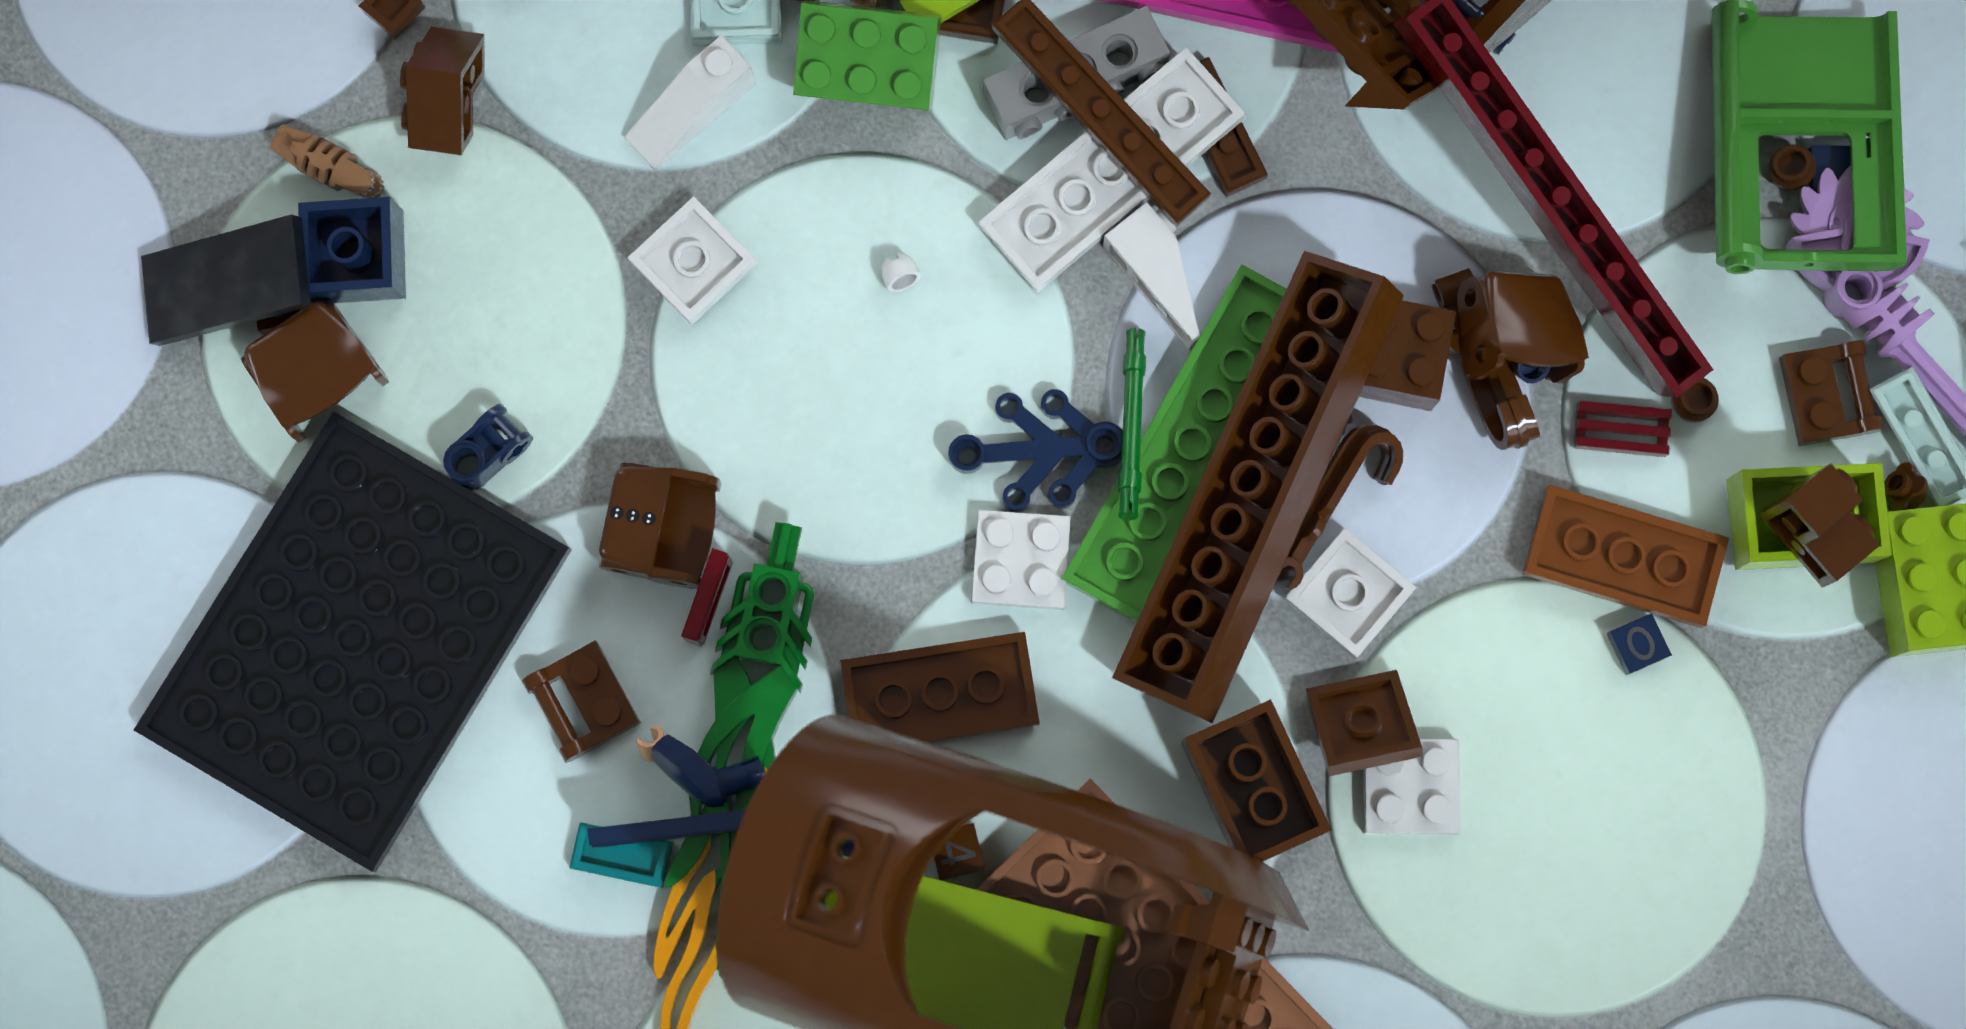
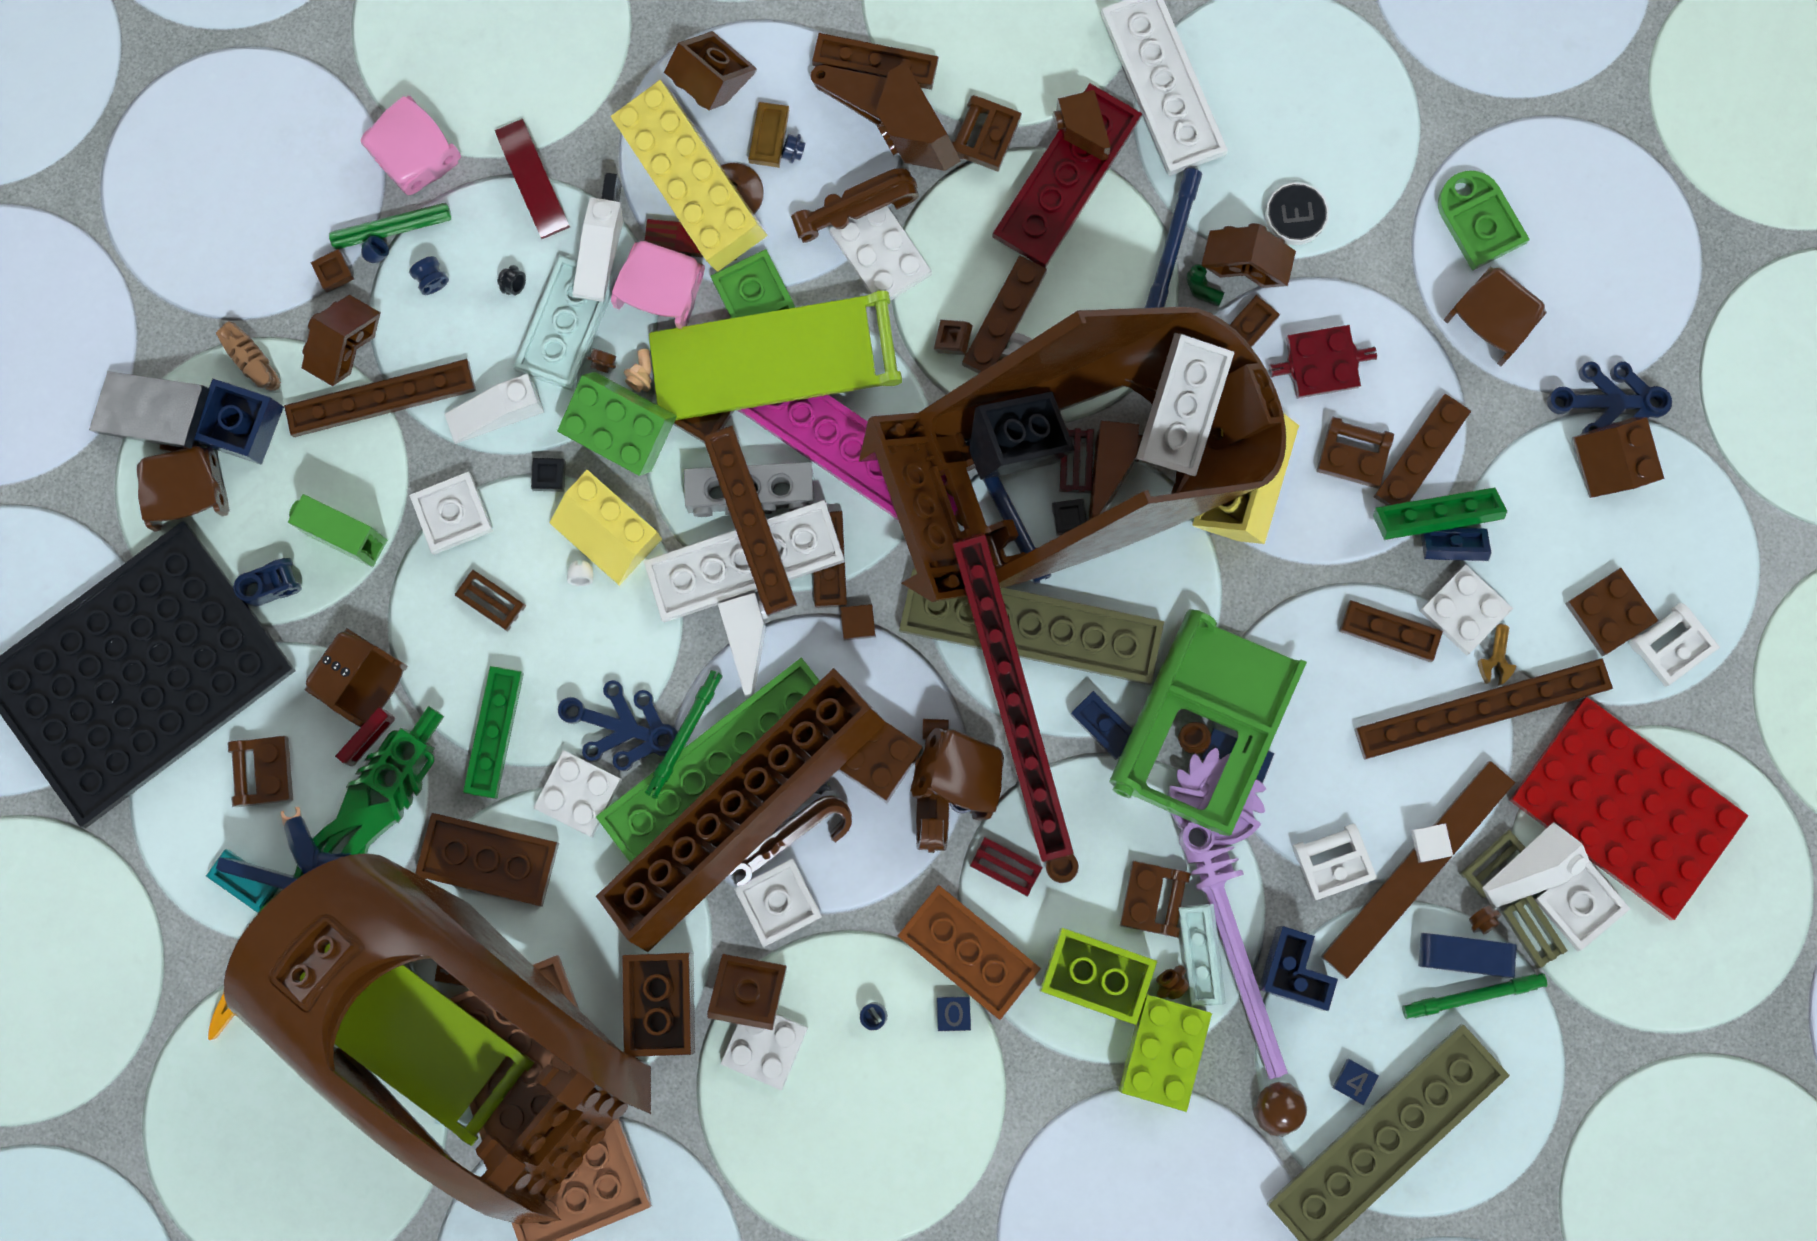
camera: 25 degrees right, 0 degrees up
(528, 149) = (379, 398): none -> reddish brown tile
(552, 338) = (337, 530): none -> bright green brick
(798, 162) = (548, 474): none -> black tile
(831, 363) = (512, 615): none -> reddish brown tile
(875, 524) = (493, 732): none -> green plate
(906, 198) = (604, 527): none -> light yellow slope
(1292, 192) = (858, 622): none -> reddish brown tile
(1533, 696) = (869, 1020): none -> dark blue hinge
(1571, 95) = (1049, 632): none -> olive plate
(1669, 197) = (1102, 724): none -> dark blue plate
(1819, 524) = (1092, 989): reddish brown brick -> none

